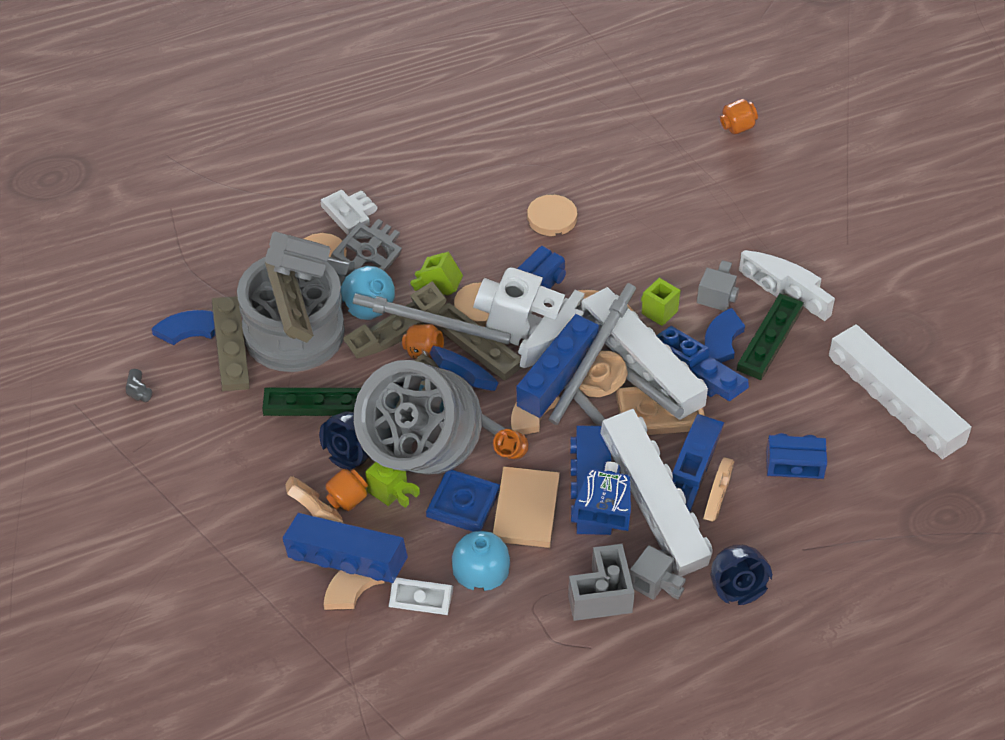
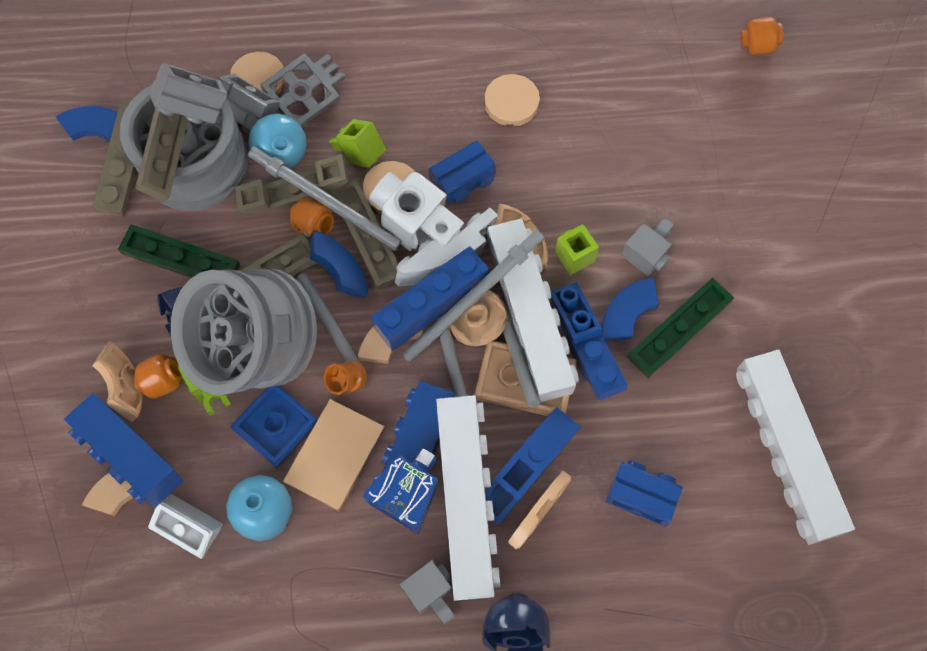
camera: 20 degrees right, 20 degrees up
(135, 388) = (12, 179): dark grey arm -> none
(348, 210) = (307, 32): white hinge -> none
(604, 591) = (372, 597): light grey brick -> none
(782, 277) = (724, 255): white slope -> none

